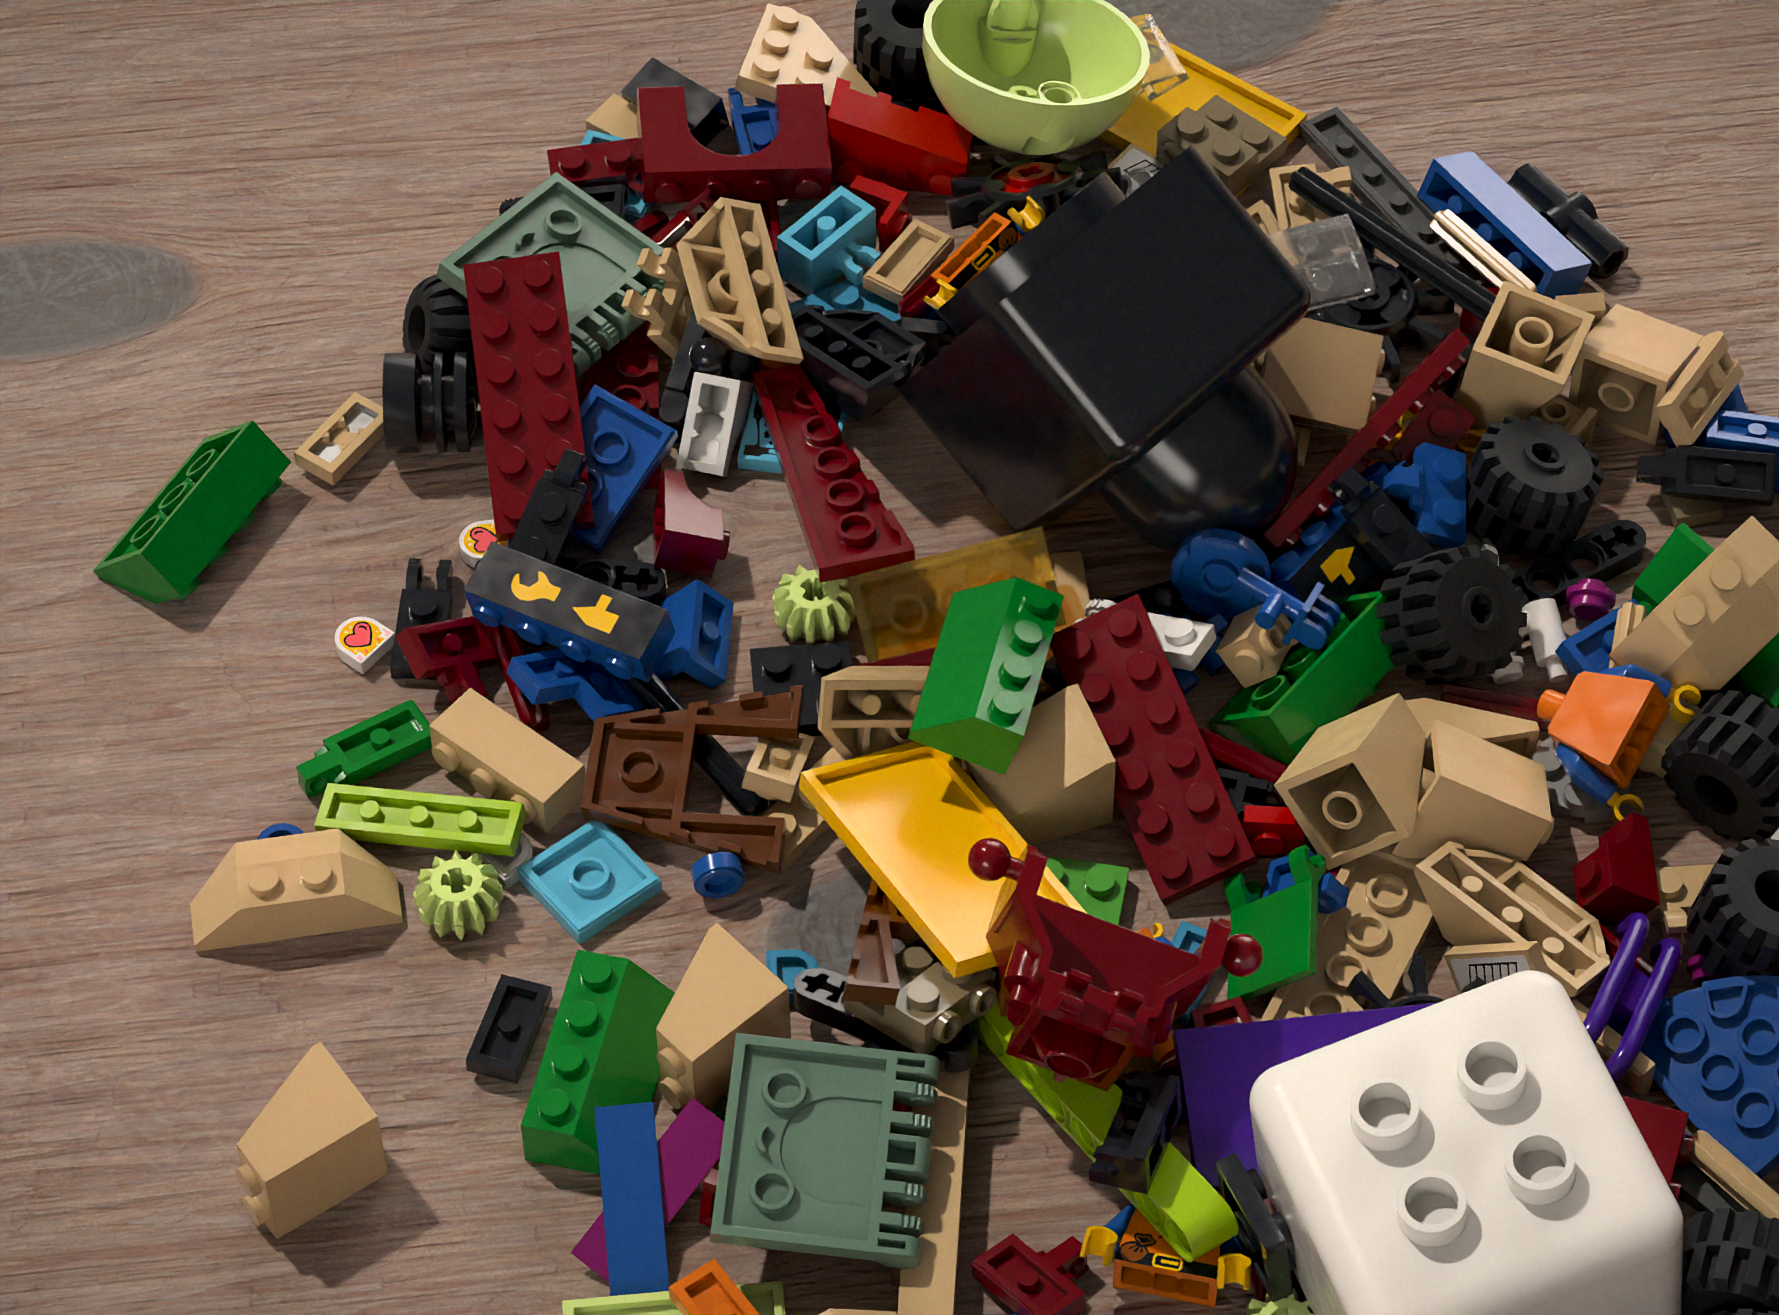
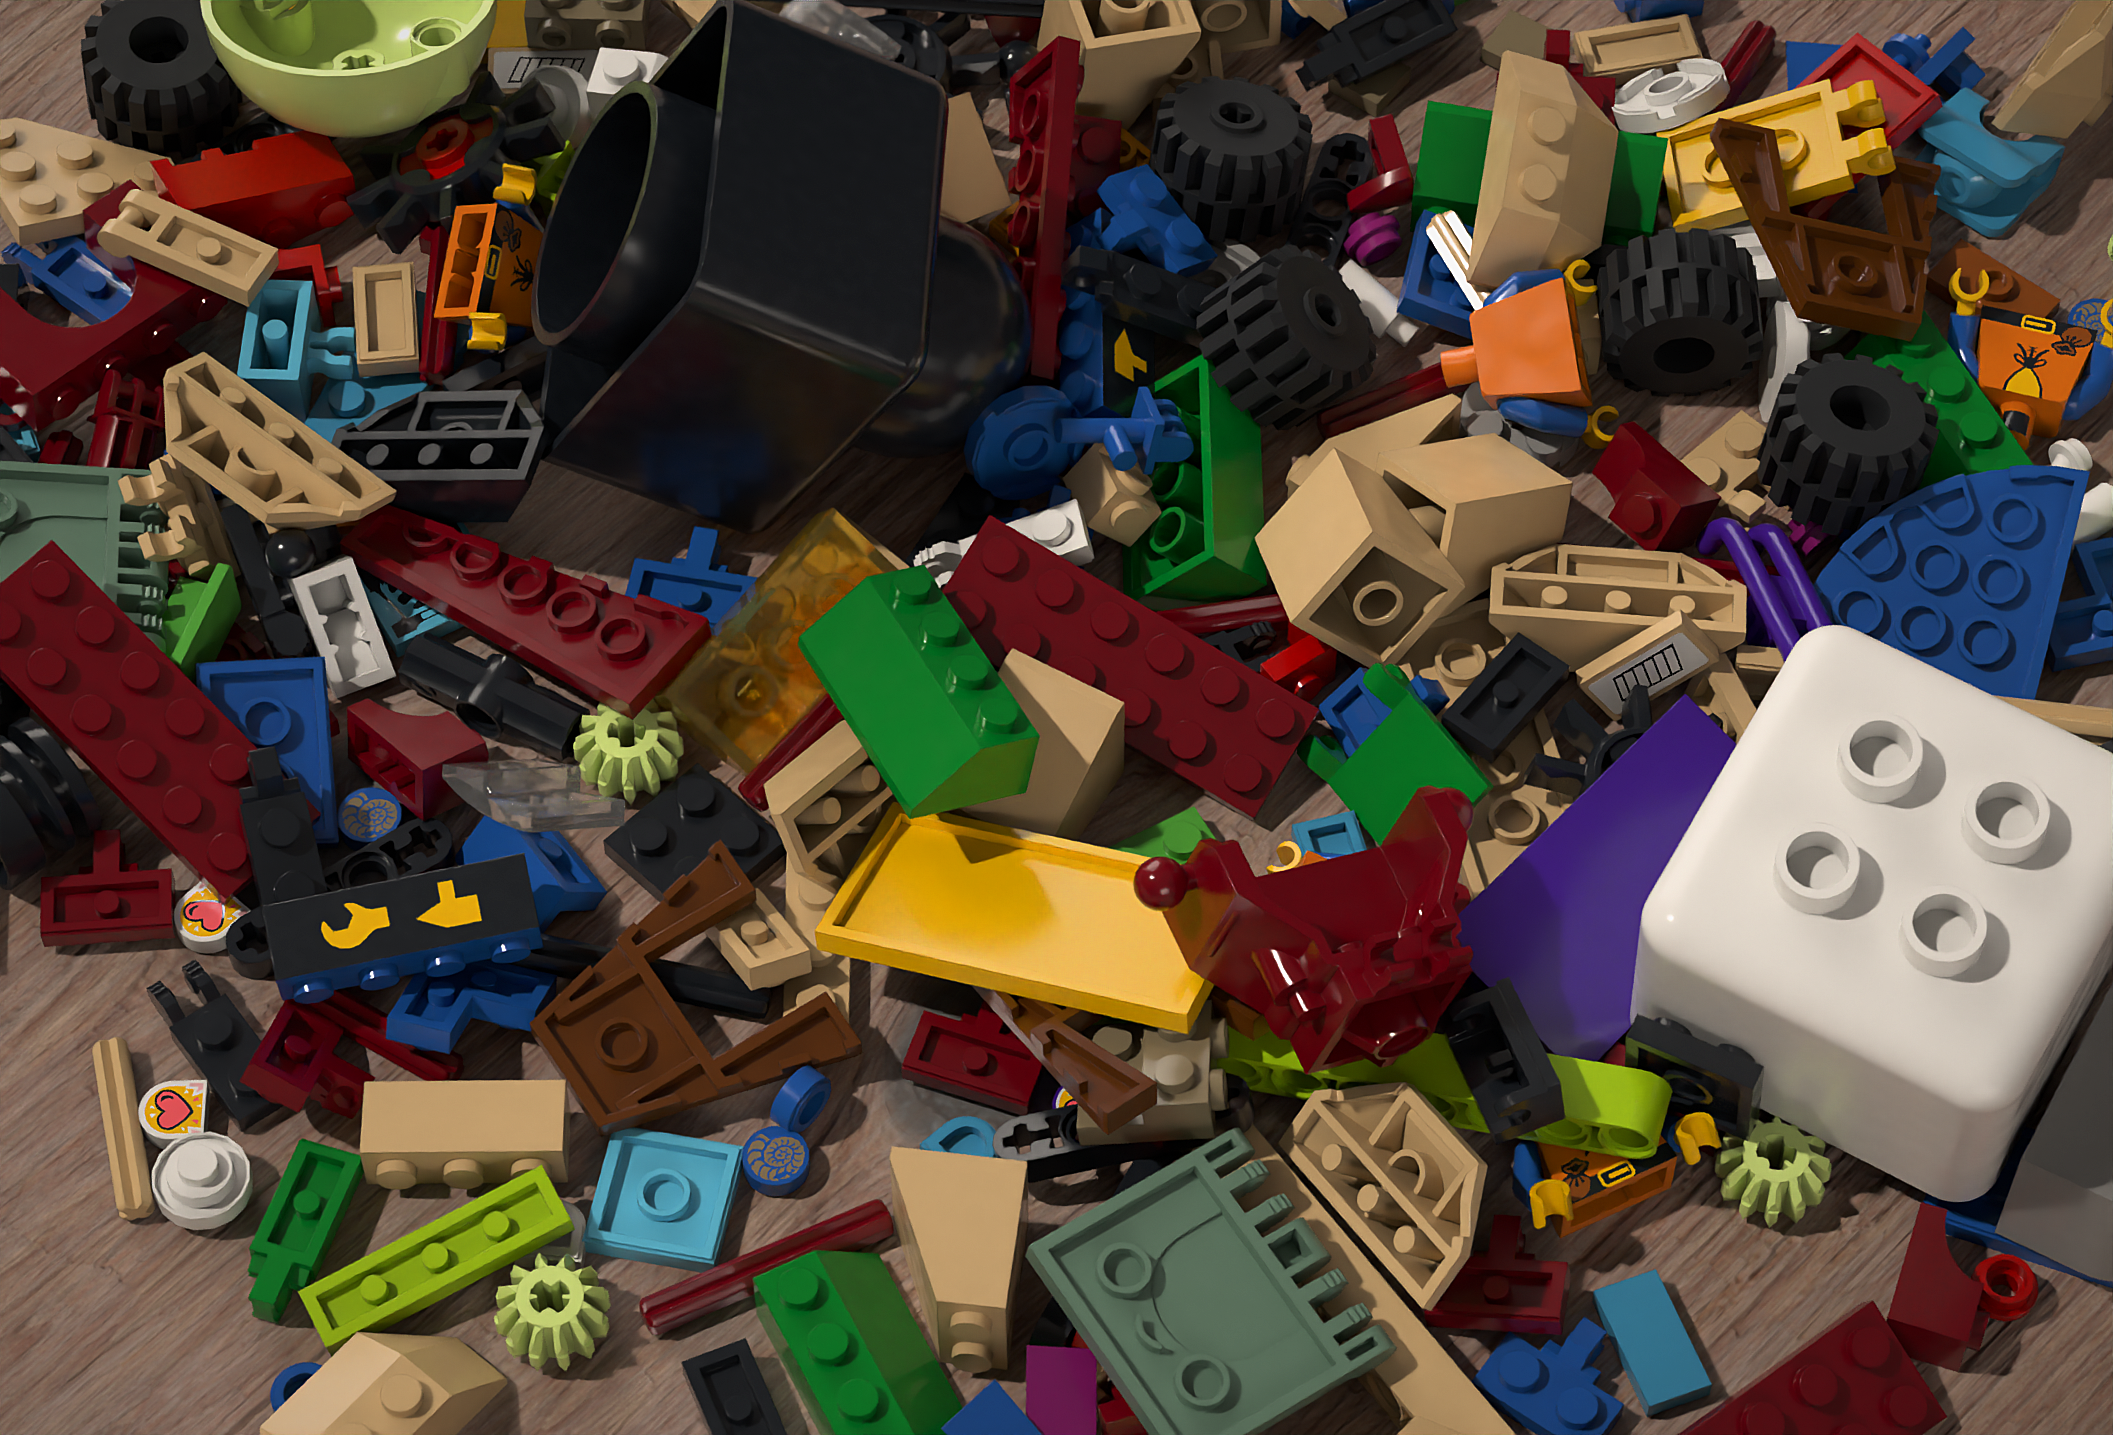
camera: 40 degrees left, 5 degrees up
(321, 633) = (123, 1129): none -> tan axle
(337, 686) = (202, 1180): none -> white plate
(437, 496) = (107, 900): none -> dark red hinge
(562, 949) = (734, 1278): none -> dark red axle
(625, 367) = (200, 618): none -> bright green panel
(629, 544) = (368, 816): none -> blue tile
(673, 902) = (776, 1161): none -> blue tile
(724, 590) = (532, 795): none -> clear slope
(763, 519) = (492, 695): none -> black piece
(814, 142) = (189, 246): none -> tan plate
(833, 916) = (974, 1060): none -> dark red hinge
(939, 532) = (692, 582): none -> blue hinge
(1012, 1166) = (1393, 1178): none -> tan wedge
(1384, 929) = (1505, 697): none -> black plate
(1626, 569) = (1394, 180): none -> dark red tile

